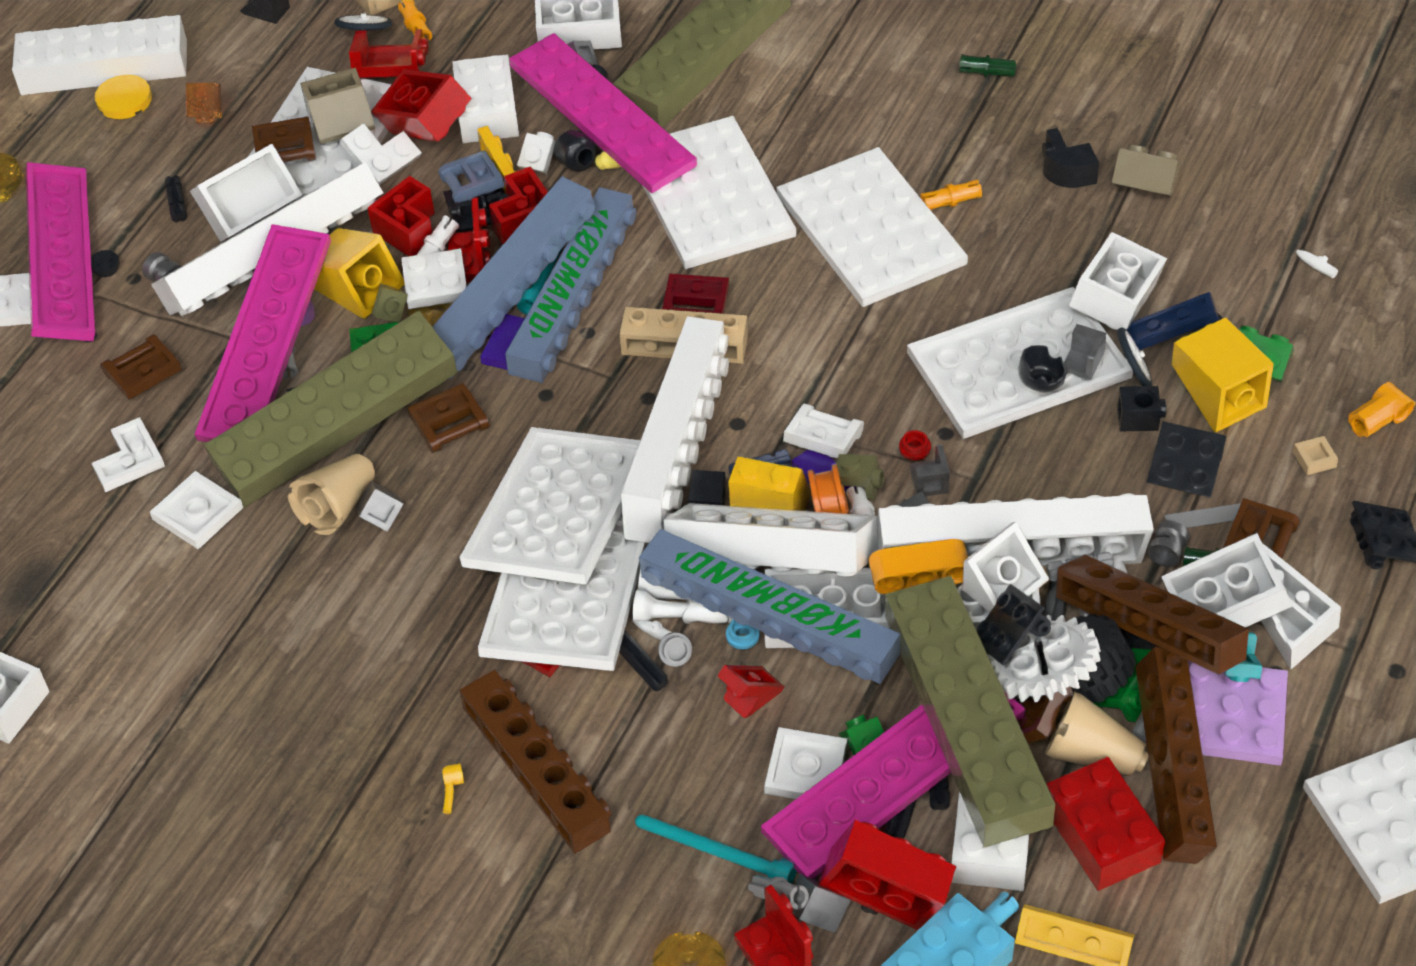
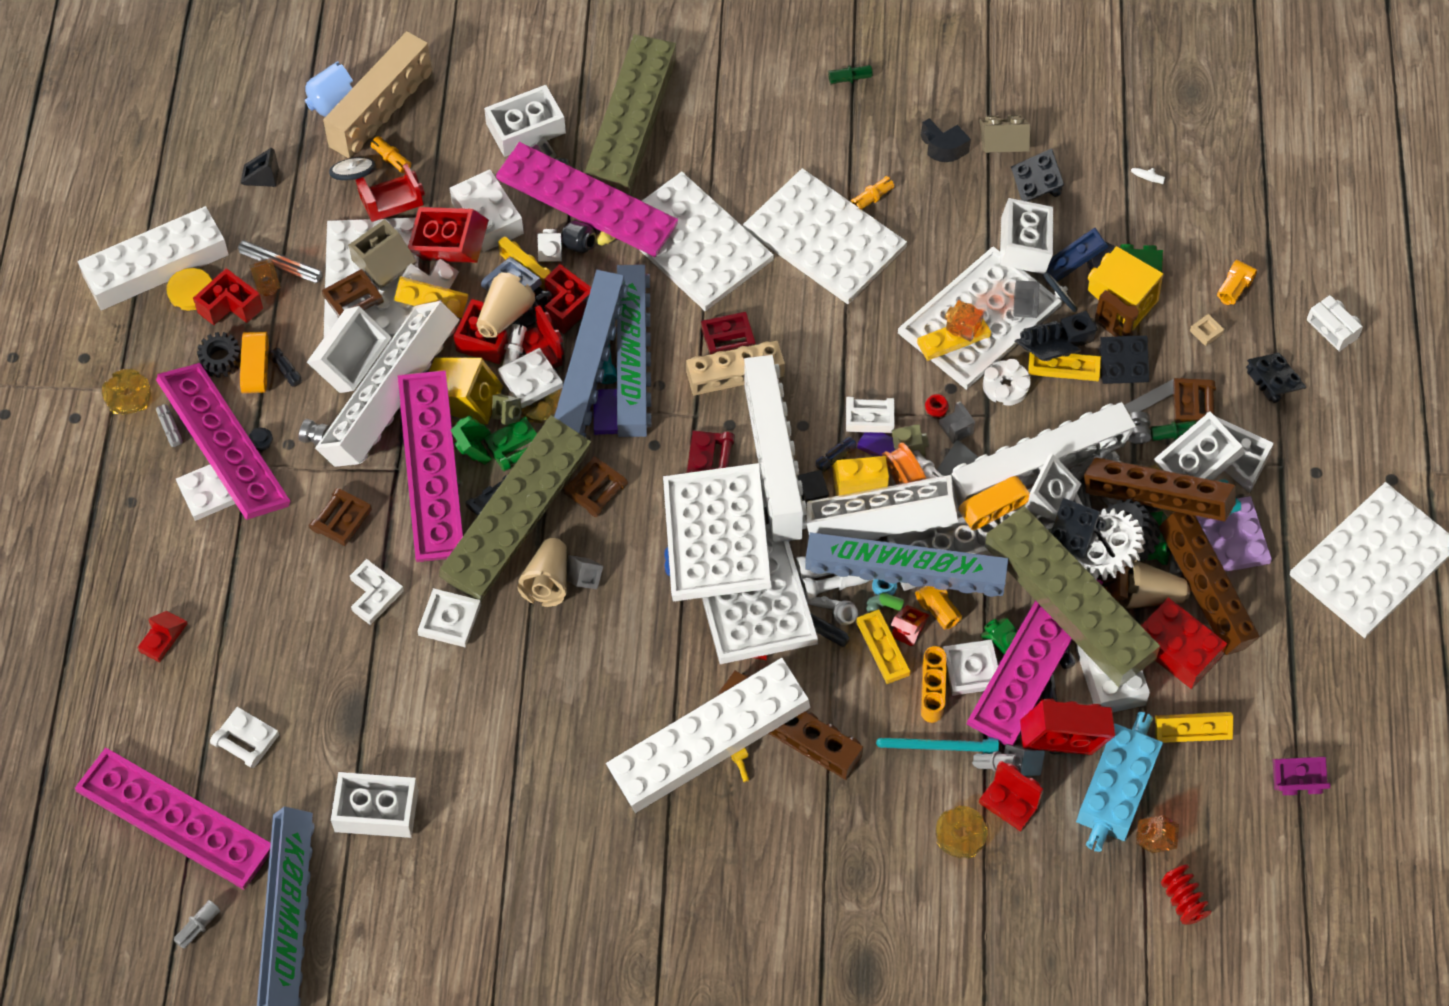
camera: 25 degrees left, 10 degrees up
(16, 223) = (169, 425): none -> light grey axle
(108, 156) = (215, 344): none -> black tyre
(143, 183) = (254, 362): none -> light orange beam
(149, 108) = (227, 294): none -> red brick
(235, 94) = (280, 261): none -> axle
(328, 321) = (469, 436): none -> green bracket
(350, 153) = (419, 293): none -> yellow plate
(416, 734) = (708, 735): none -> white brick
(436, 186) = (504, 304): none -> tan cone
(602, 412) = (703, 449): none -> dark red plate
(702, 705) = (883, 646): none -> yellow plate
(730, 649) = (882, 600): none -> arm
(743, 784) = (929, 694): none -> light orange beam
(800, 675) = (939, 605): none -> light orange piece
(971, 371) = (943, 342): none -> yellow plate
(986, 350) = (963, 320): none -> clear orange brick
(1024, 430) = (1011, 371): none -> white plate
(1040, 370) = (1004, 323): black hair -> none
(1088, 406) = (1046, 342): none -> black hinge
(1103, 445) = (1071, 367): none -> yellow plate
(1170, 227) = (1038, 176): none -> black hinge
(1188, 396) = (1109, 312): none -> reddish brown plate

